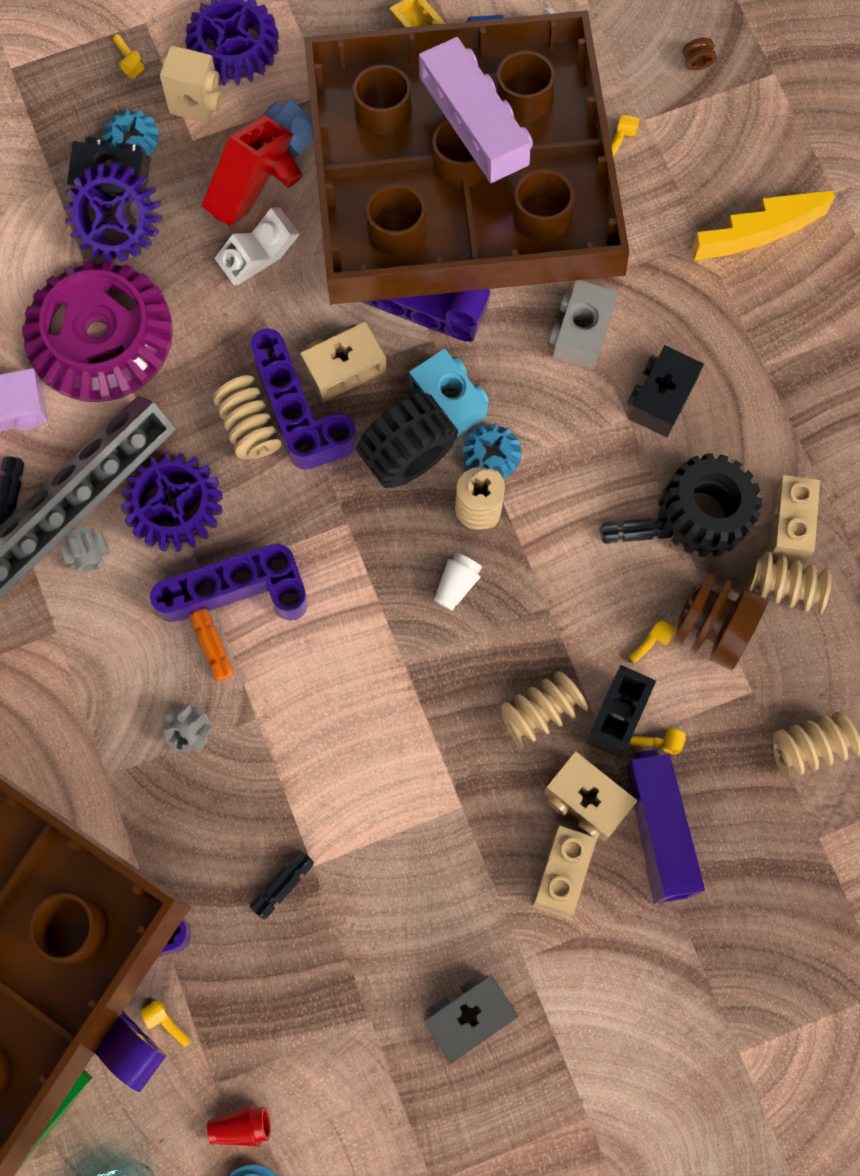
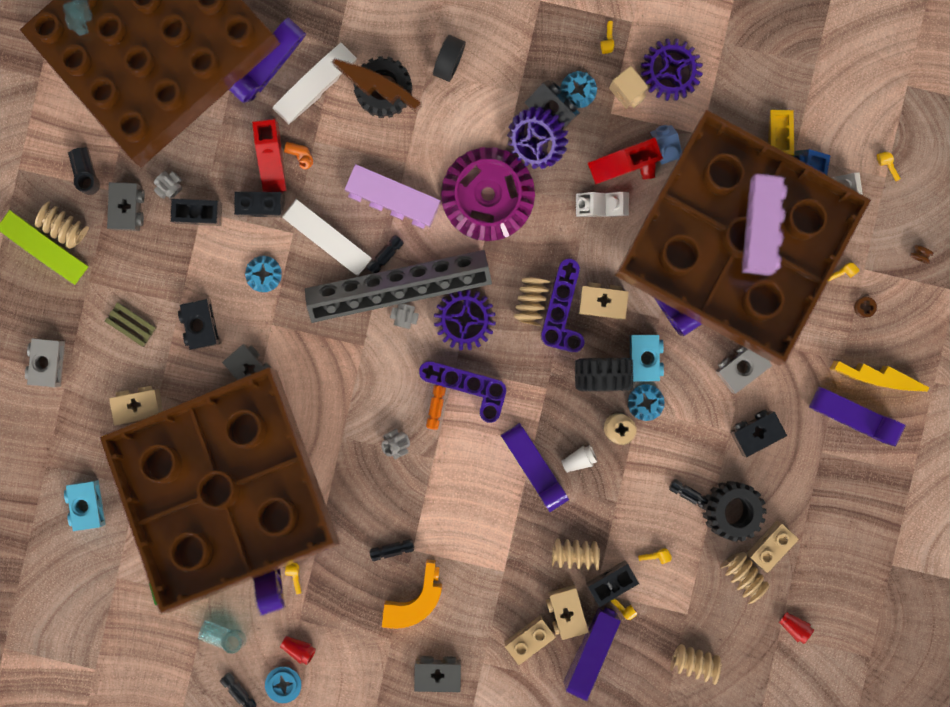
camera: 35 degrees right, 15 degrees up
(368, 955) = (409, 613): none -> light orange arch
(404, 631) = (535, 467): none -> dark purple beam
(678, 168) = (870, 302): none -> reddish brown bush
(720, 620) = (696, 577): reddish brown wheel -> none
(776, 289) = (857, 417): none -> dark purple beam

